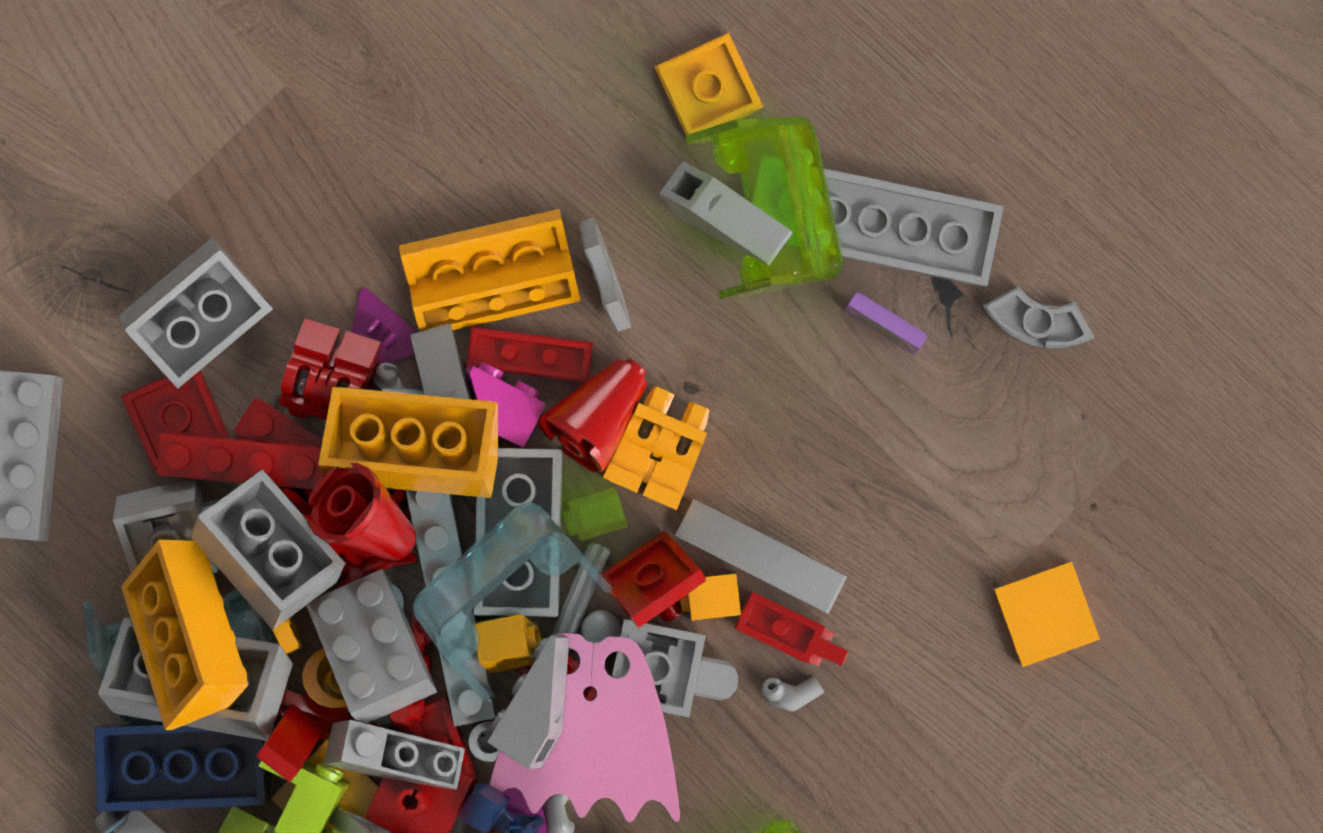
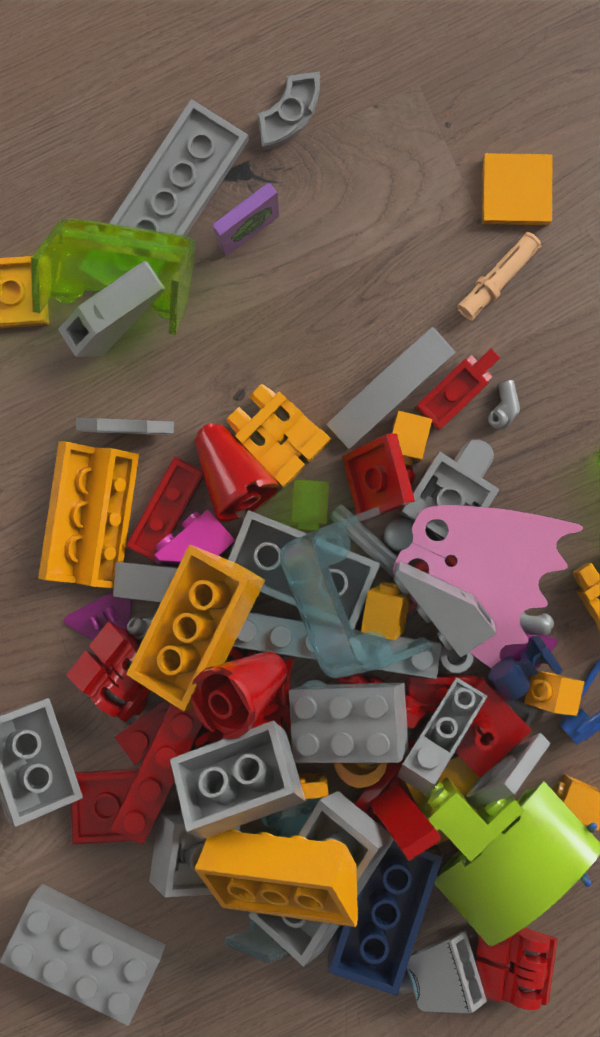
camera: 70 degrees left, 0 degrees up
(944, 634) = (489, 287): none -> light nougat pin

